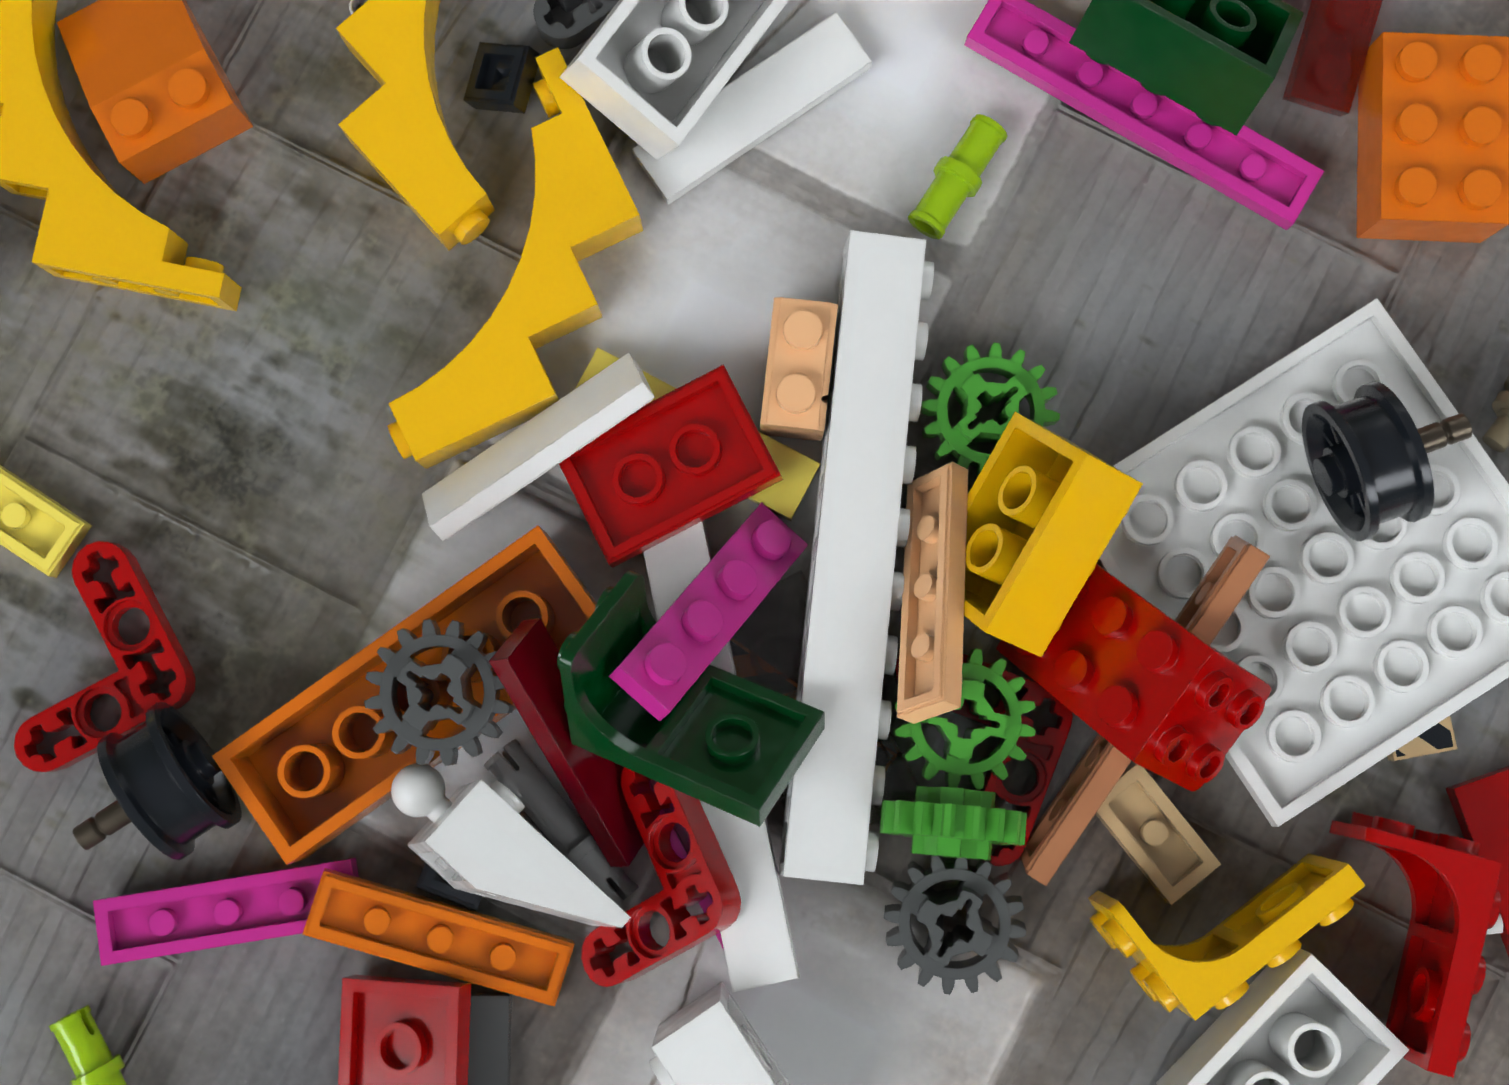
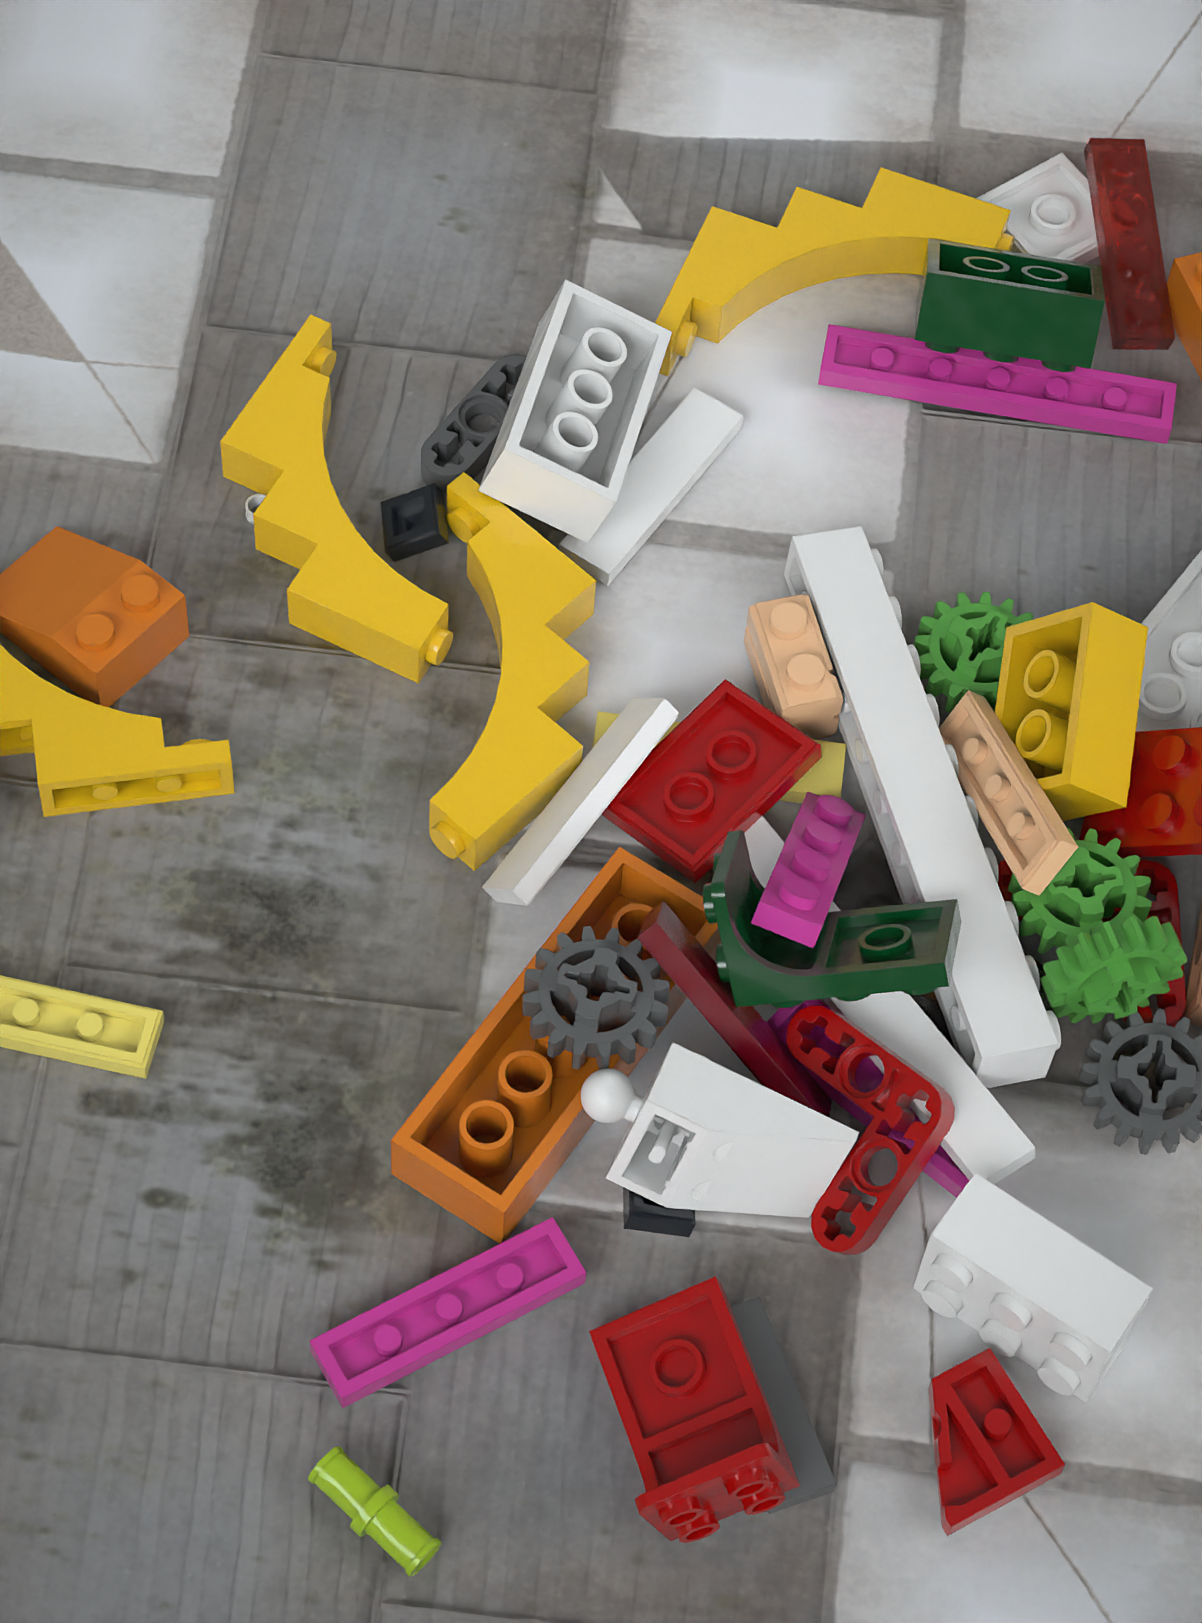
camera: 25 degrees left, 25 degrees down
(128, 684) = (258, 1144): red beam -> none
(162, 785) = (349, 1190): black wheel -> none
(438, 937) = (667, 1259): orange tile -> none
(957, 176) = (862, 478): lime pin -> none

